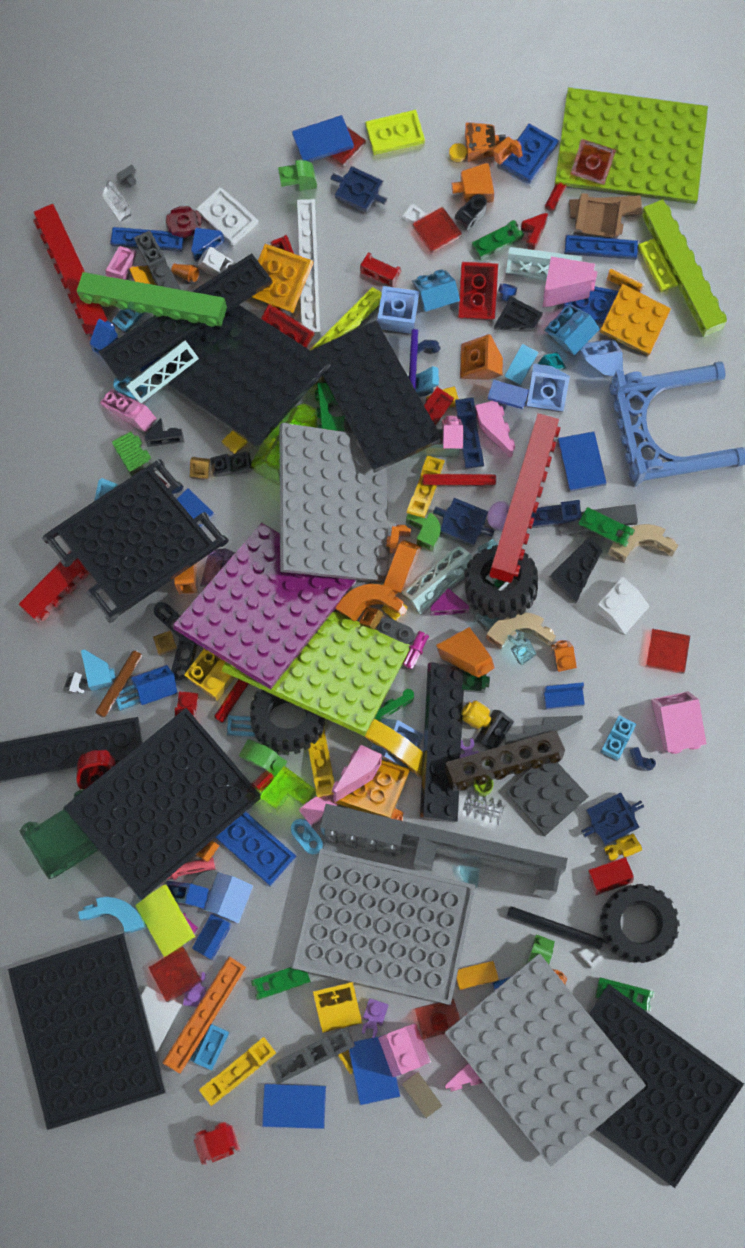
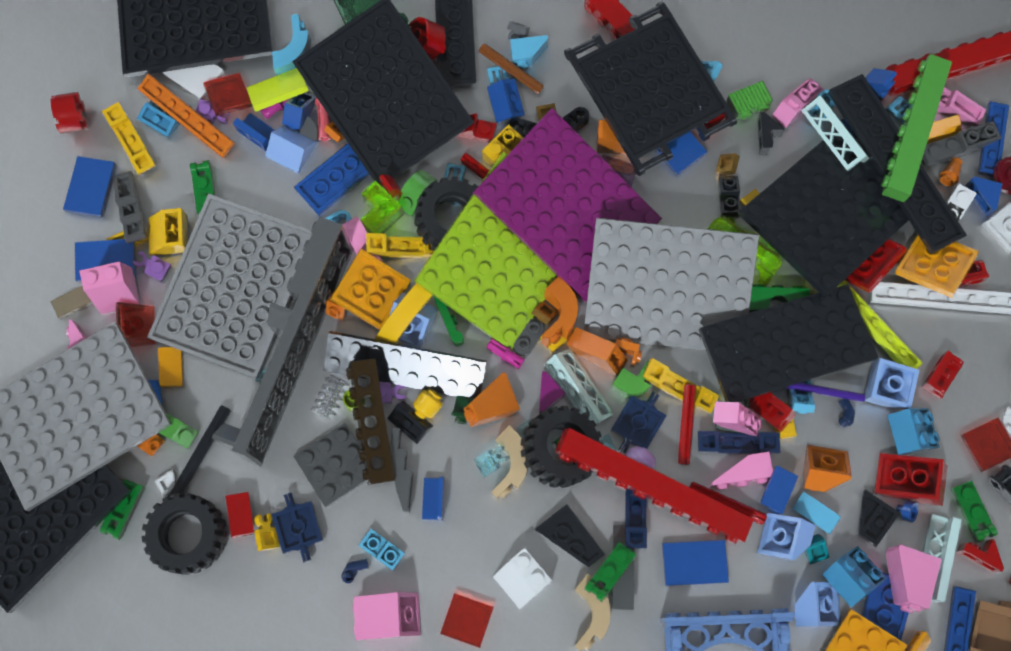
camera: 100 degrees right, 0 degrees up
(360, 771) = (384, 277): bright pink slope -> none
(524, 439) = (758, 516): none -> red axle
(564, 655) = (477, 505): orange bracket -> none

